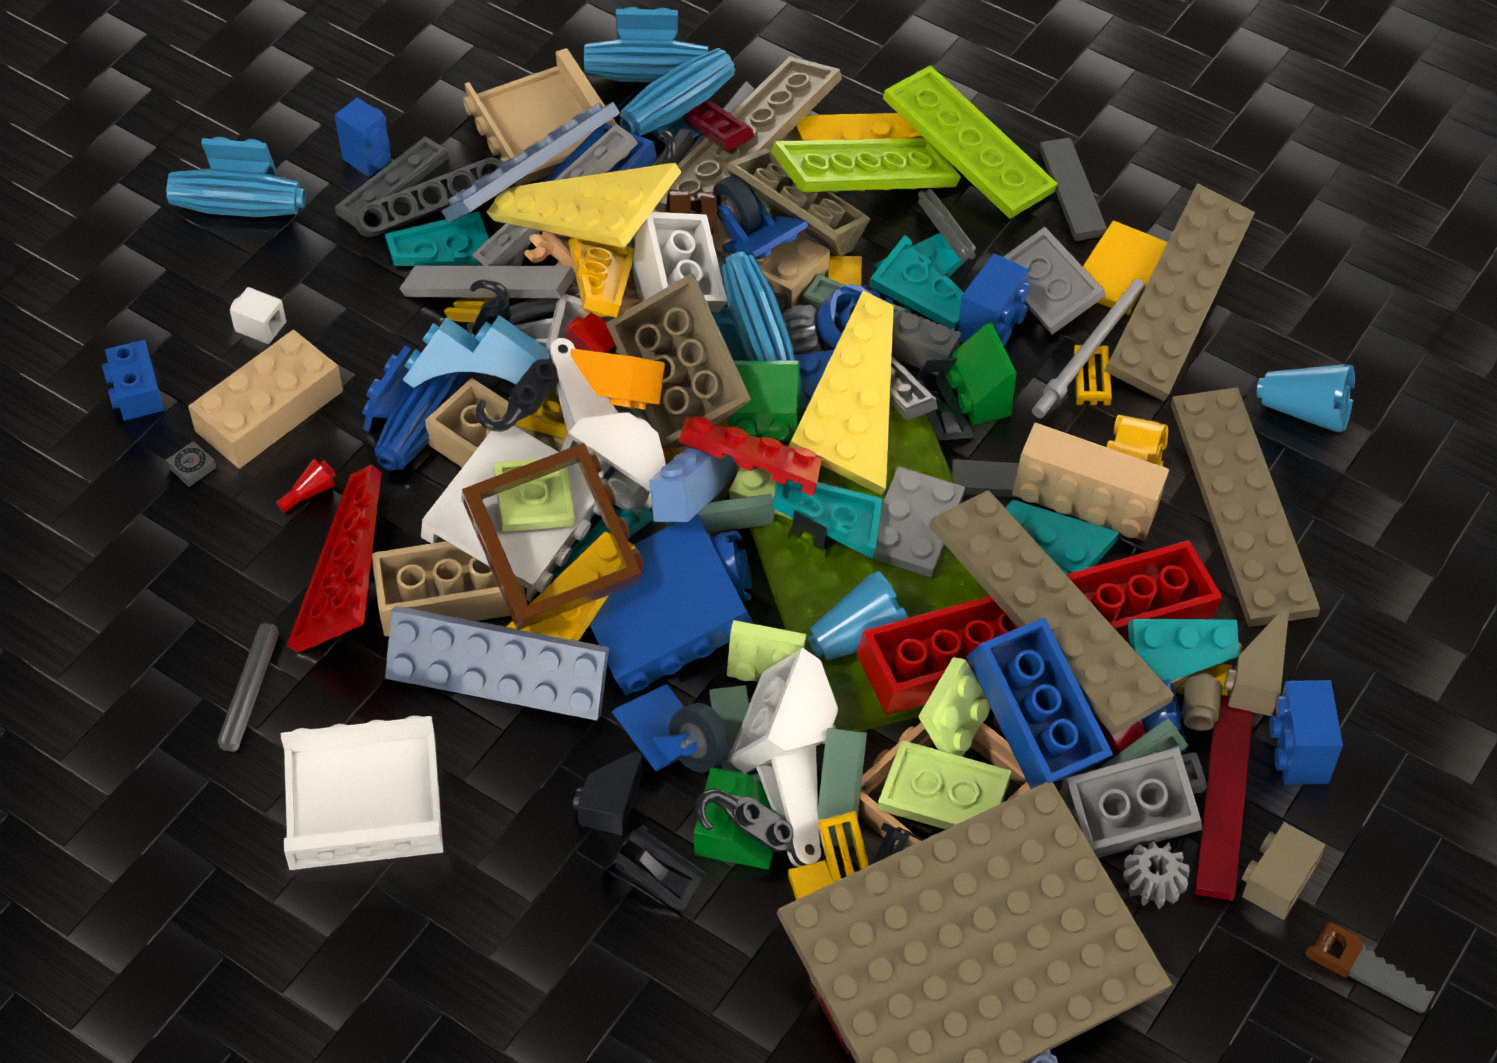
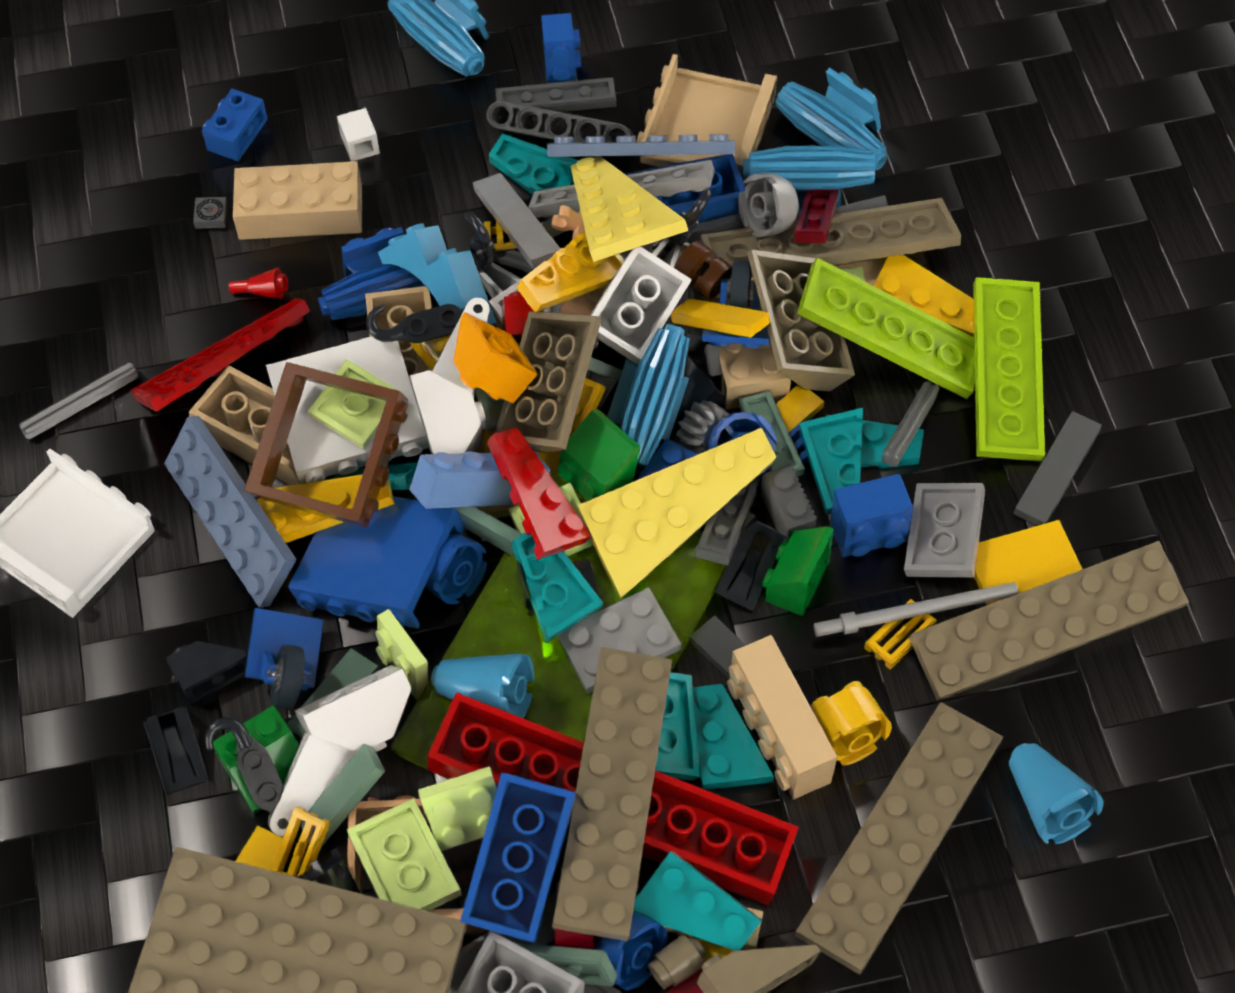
camera: 45 degrees right, 5 degrees up
(691, 133) = (768, 204): none -> light grey cylinder
(755, 229) = (720, 317): none -> yellow tile

